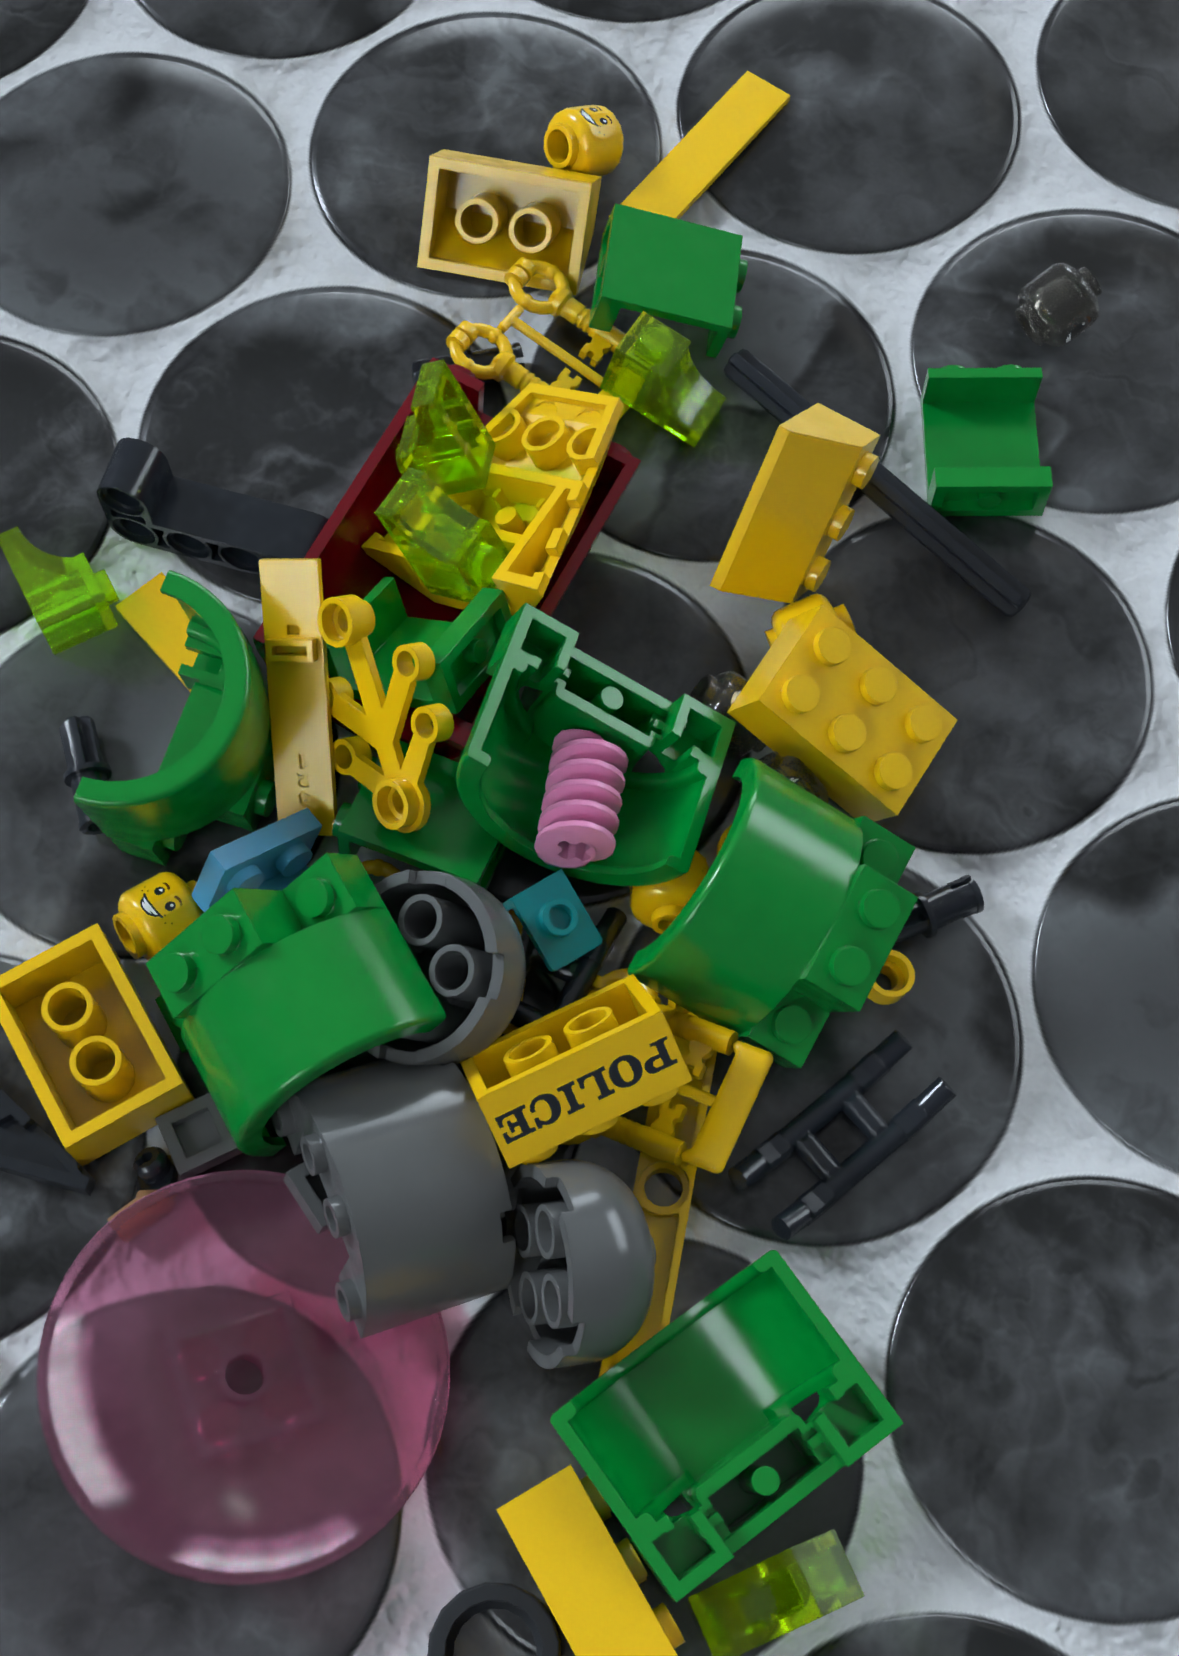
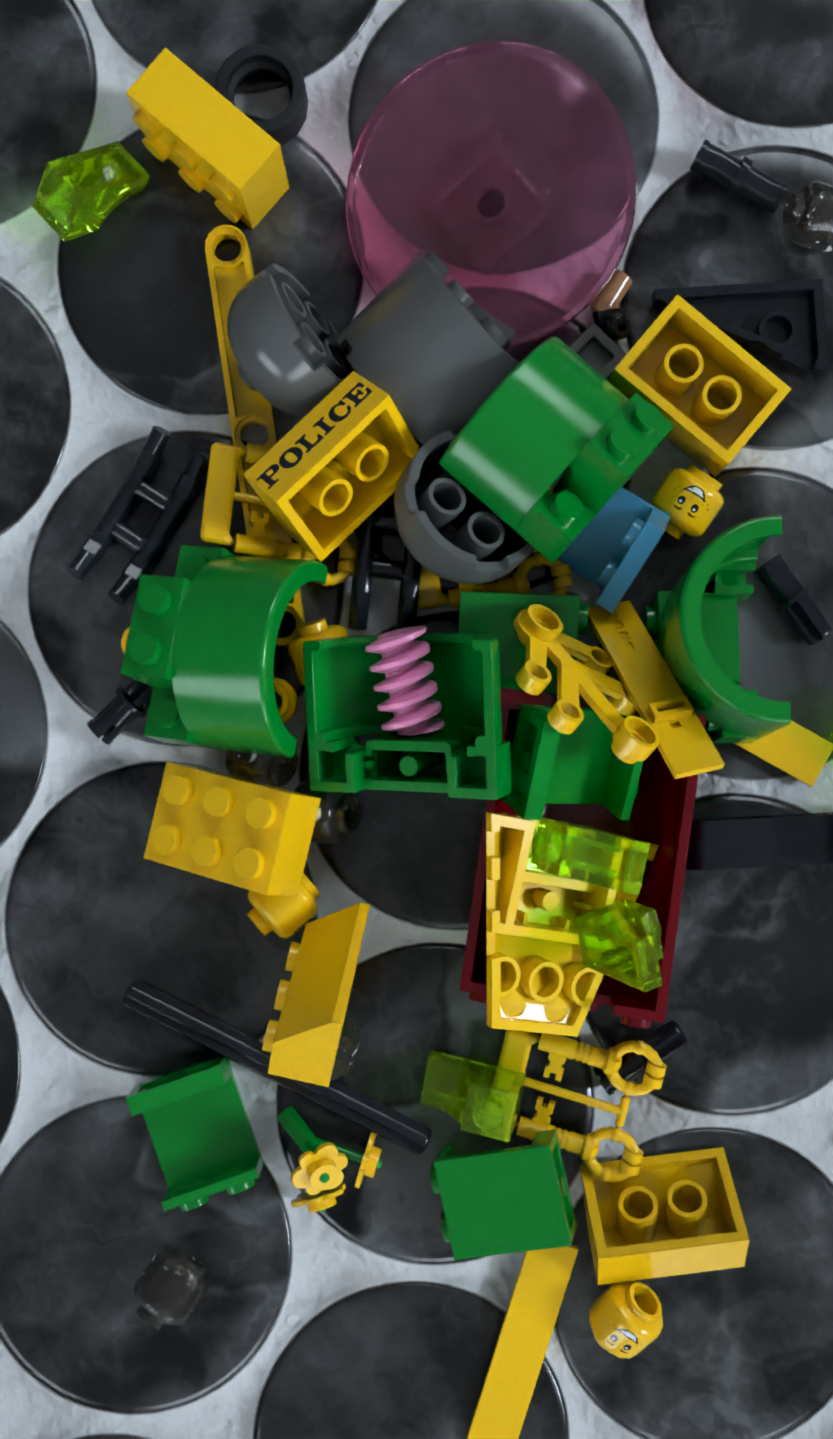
camera: 155 degrees right, 20 degrees up
(555, 920) = (400, 592): teal bracket -> none
(713, 1422) = (160, 277): green piece -> none
(854, 348) = (323, 1164): none -> yellow plant

